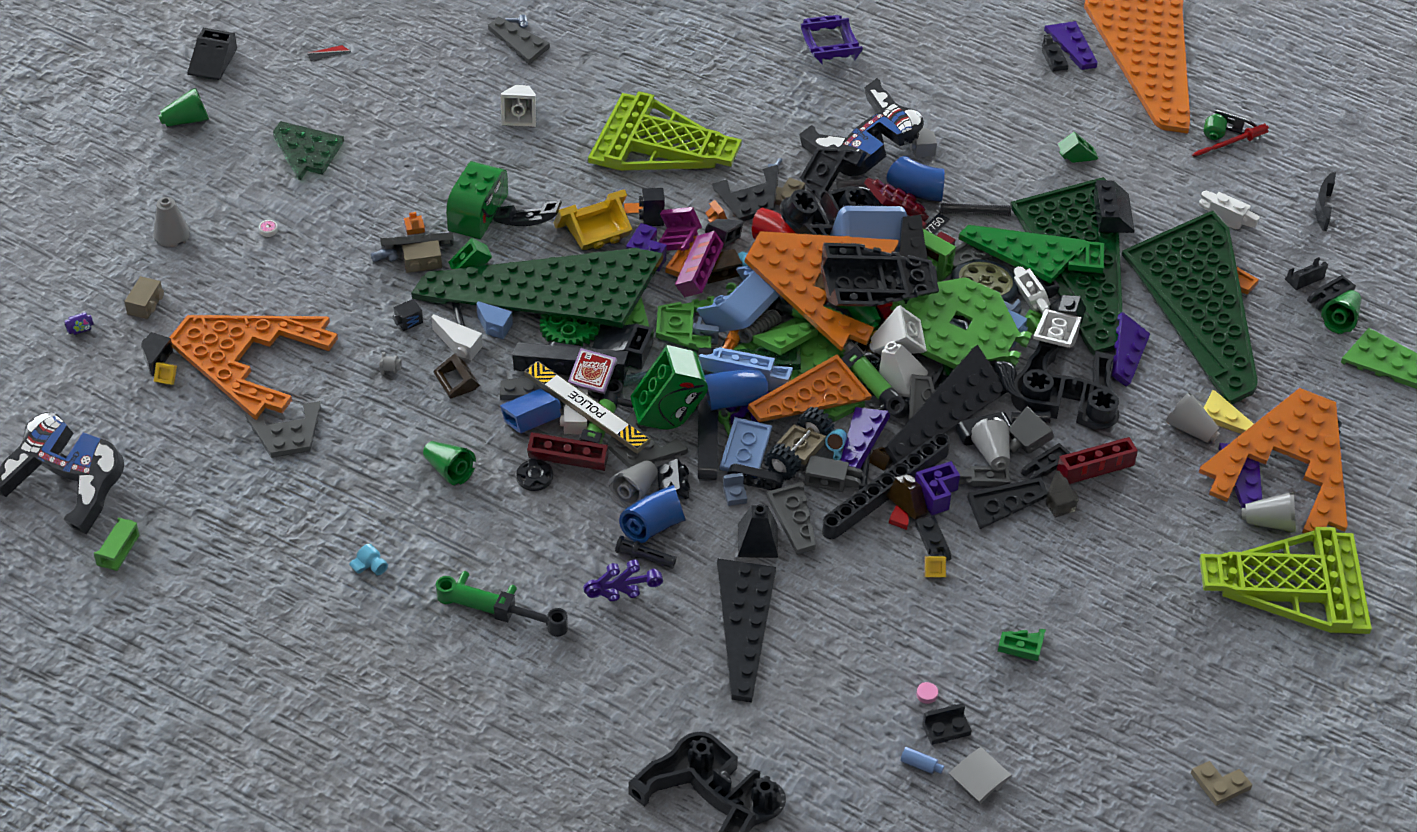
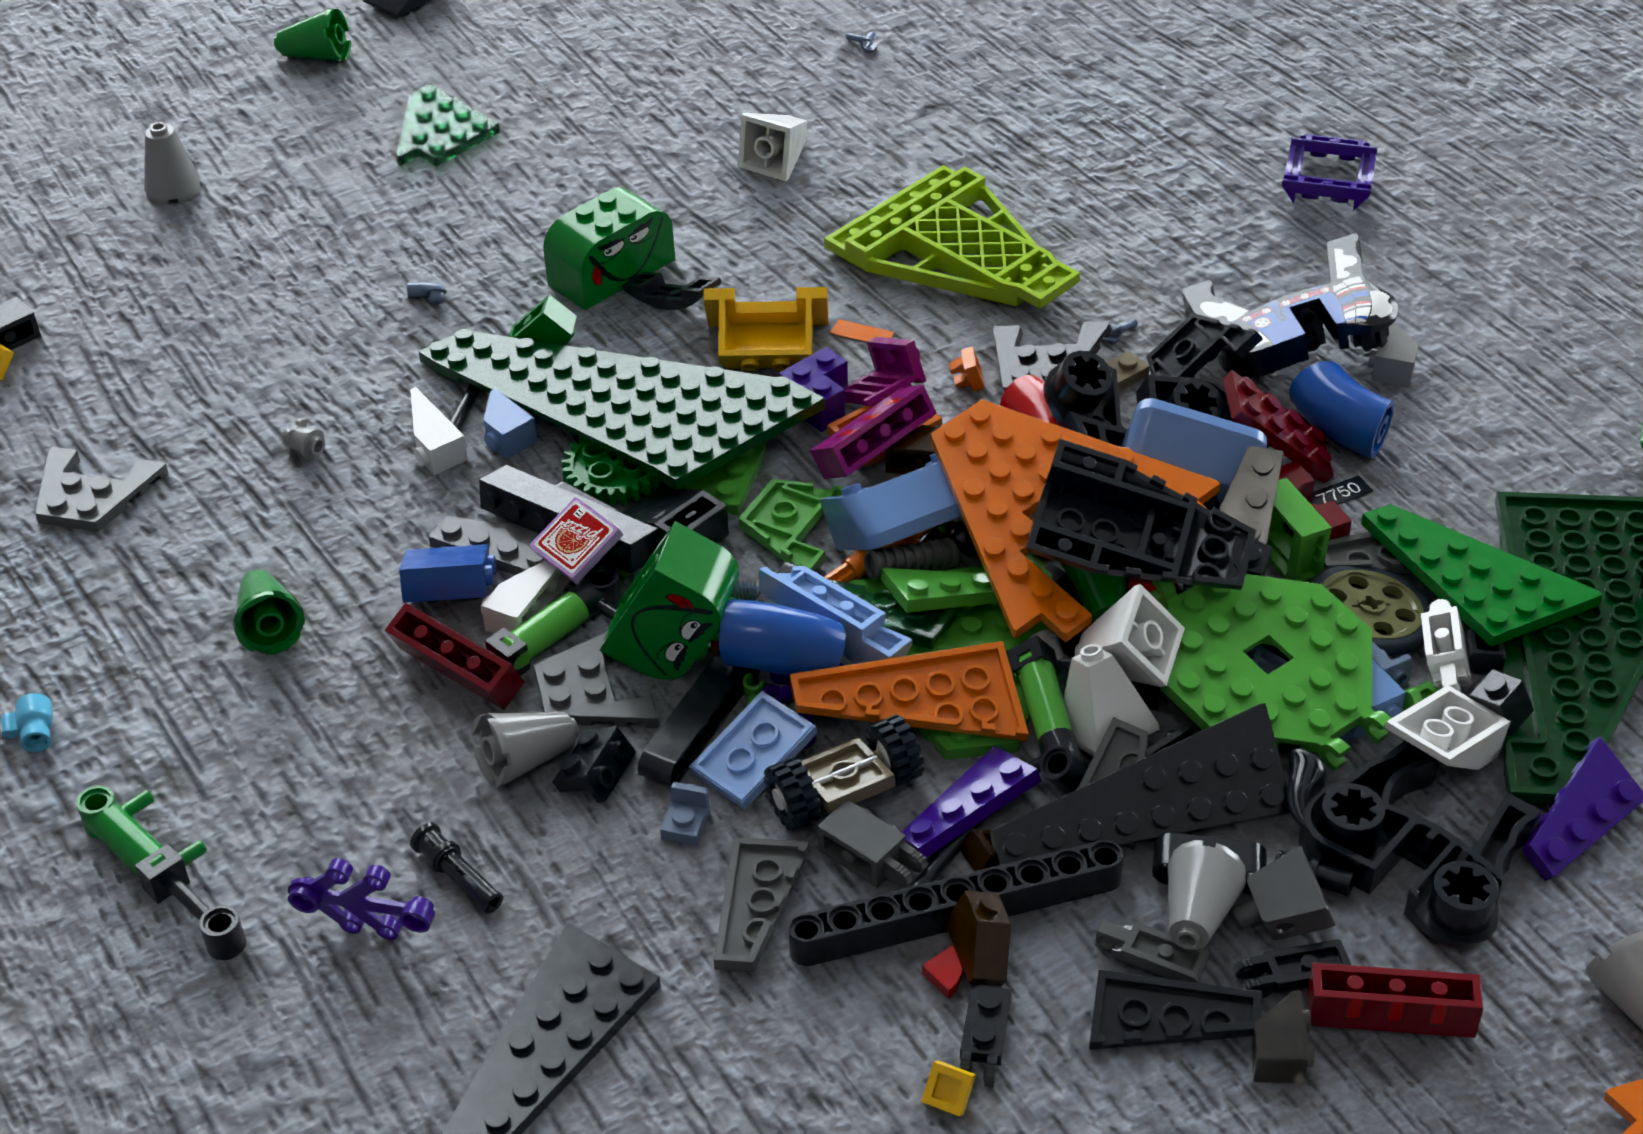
camera: 30 degrees right, 5 degrees down
(144, 297) = (57, 253): dark tan brick -> none
(219, 342) = (102, 334): orange wing -> none
(268, 228) = (301, 213): tile -> none
(329, 52) = (570, 19): sticker -> none
(390, 243) = (475, 280): dark grey wing -> none
(408, 315) = (387, 380): black brick -> none
(414, 224) = (503, 261): orange tile -> none
(422, 256) = (474, 306): dark tan brick -> none
(467, 385) = (400, 492): dark brown tile -> none
(523, 42) = (848, 66): dark grey wing -> none
(534, 473) = (387, 674): black wheel -> none
(587, 407) = (532, 598): tile -> none
(652, 204) = (863, 320): black brick -> none
(652, 515) = (512, 805): blue brick -> none
(706, 330) = (816, 535): sand blue bracket -> none
(726, 229) = (955, 394): black slope -> none
(758, 533) = (666, 905): black slope -> none
(772, 479) = (737, 806): black beam -> none
(835, 442) = (913, 790): piece -> none
(937, 486) = (1047, 930): dark purple brick -> none
(975, 208) = (1428, 489): black axle -> none
(1089, 258) = (1589, 625): green wing -> none

